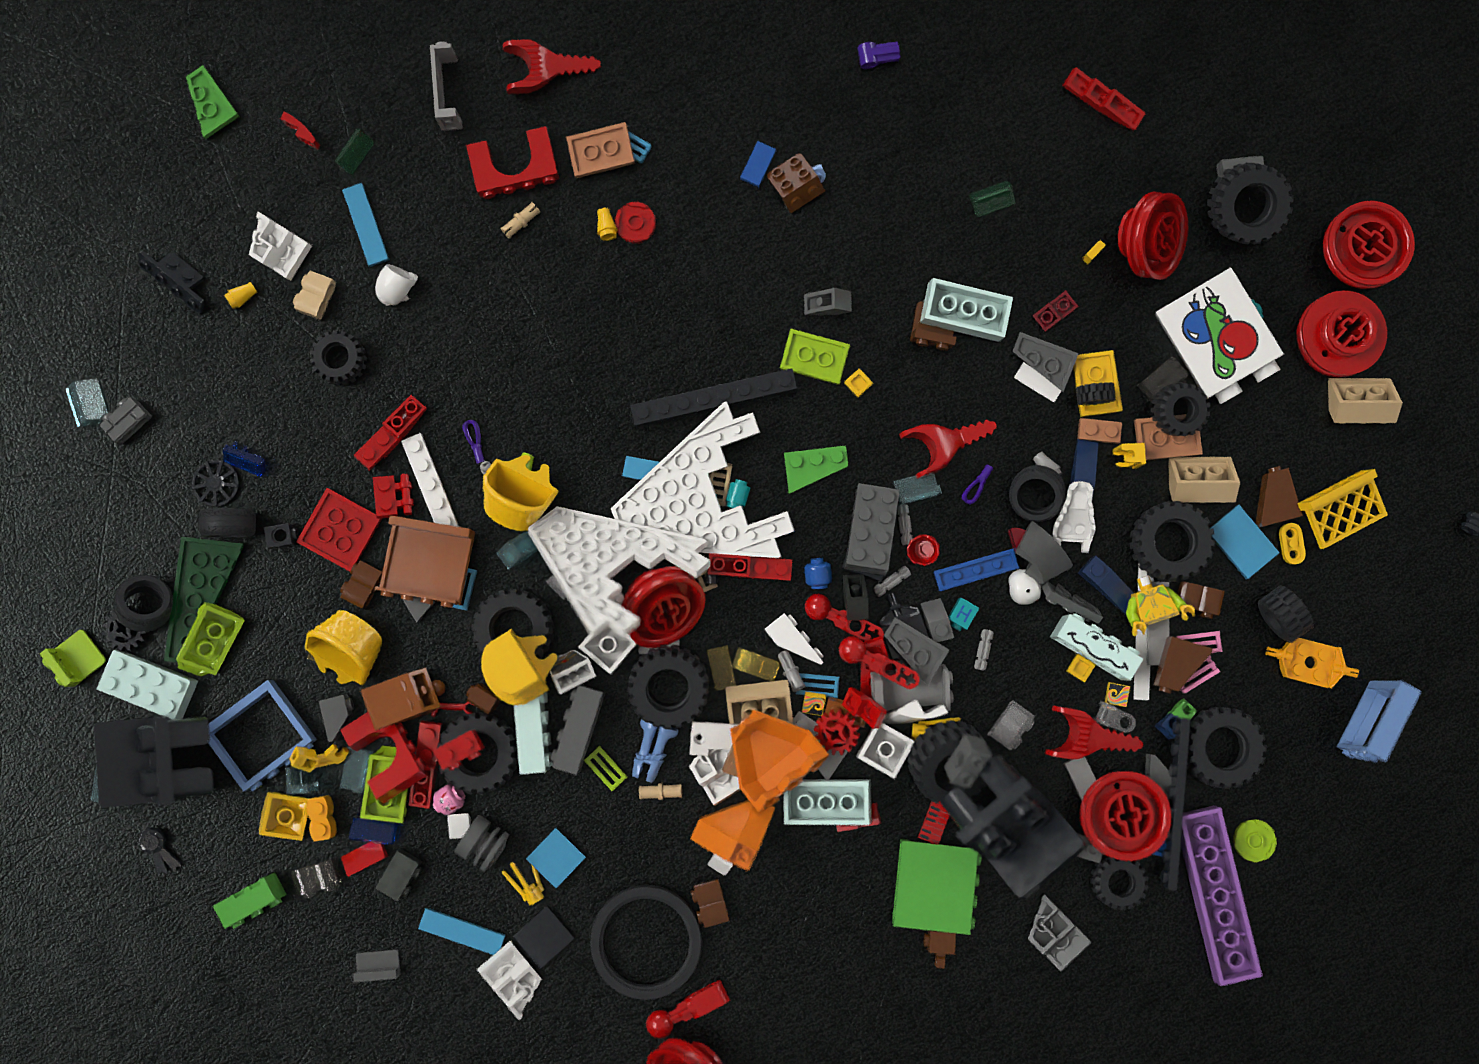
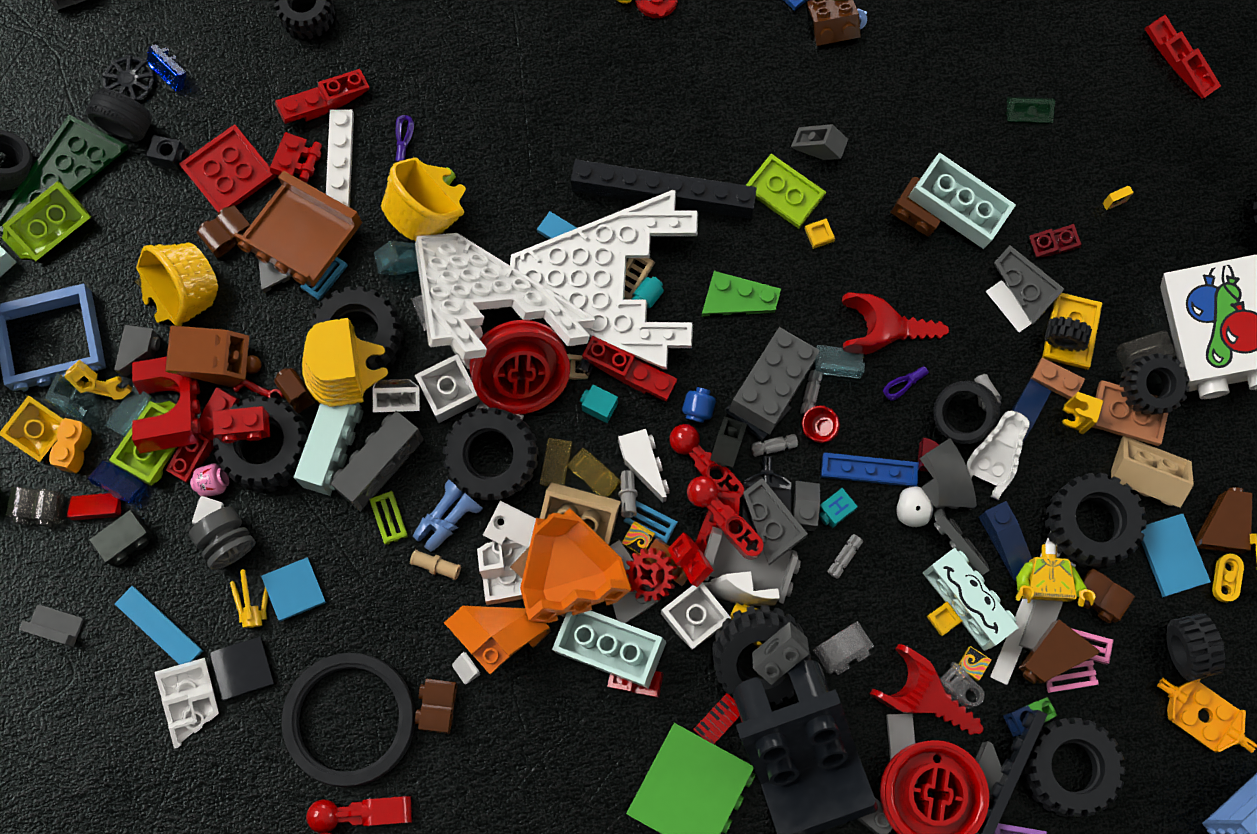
camera: 20 degrees right, 10 degrees down
(736, 605) = (599, 403): none -> teal brick
(1154, 235) = (1190, 198): red wheel -> none

